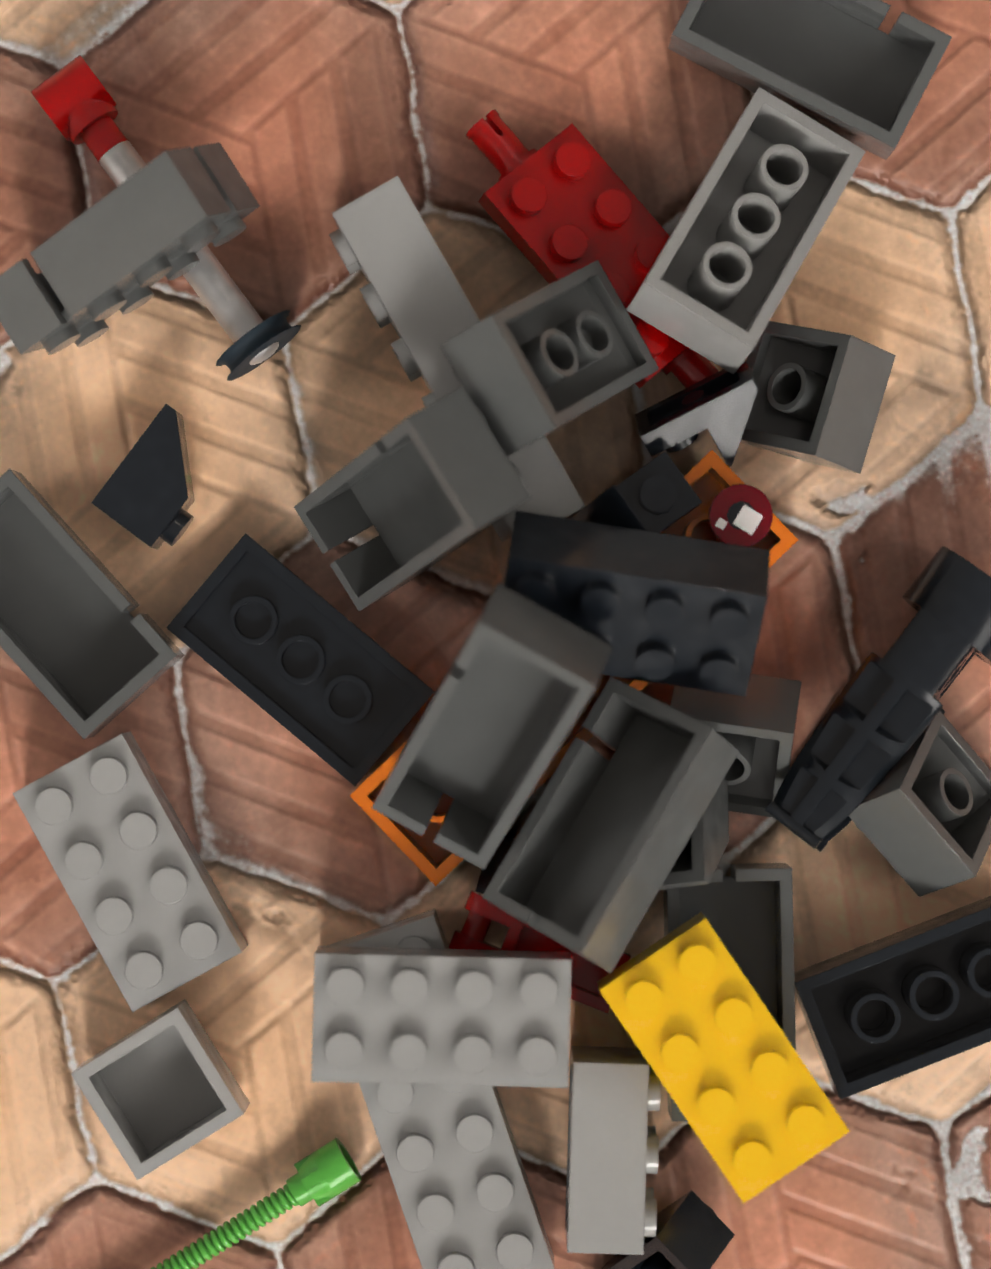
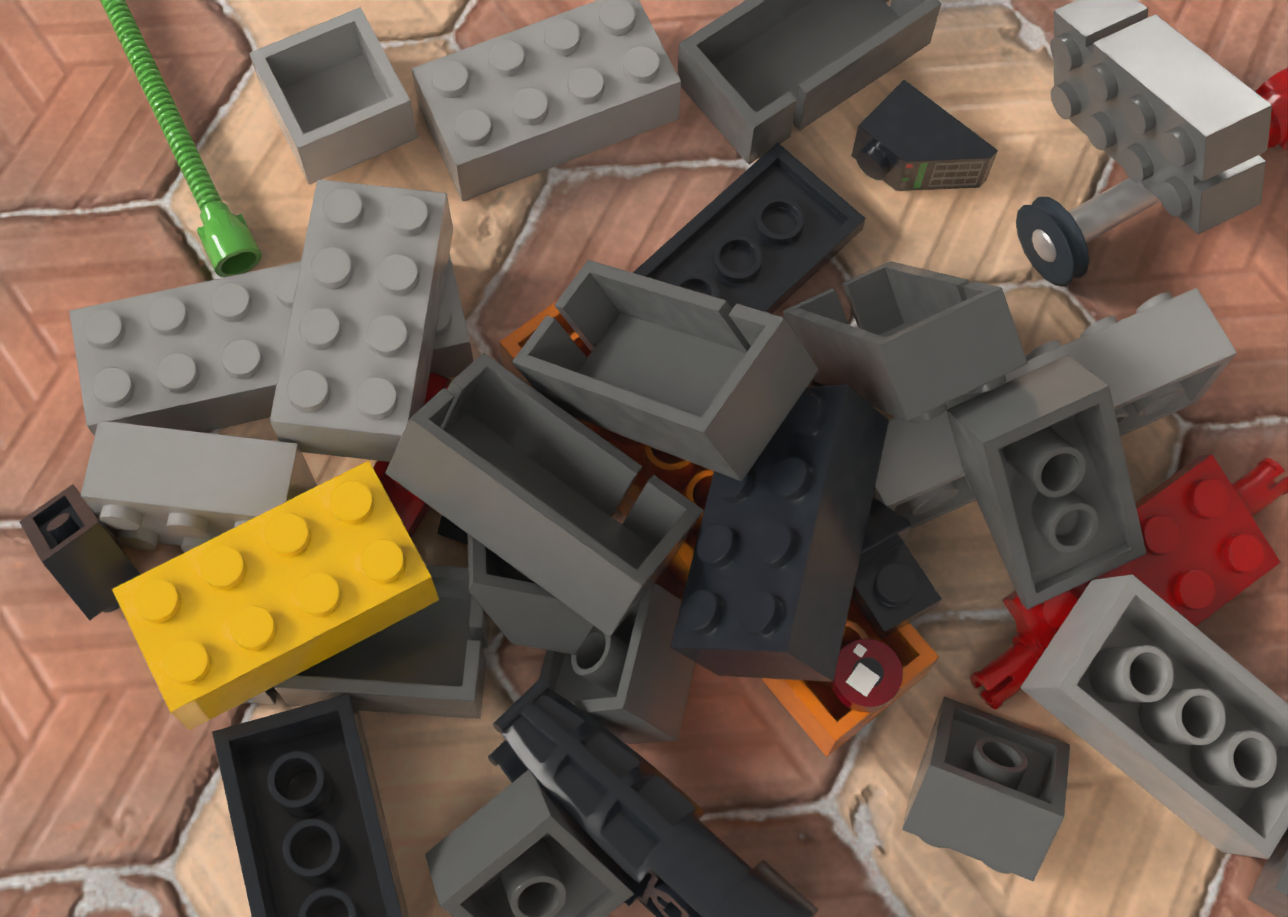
camera: 90 degrees right, 20 degrees down
(715, 404) = (982, 669): slope -> none

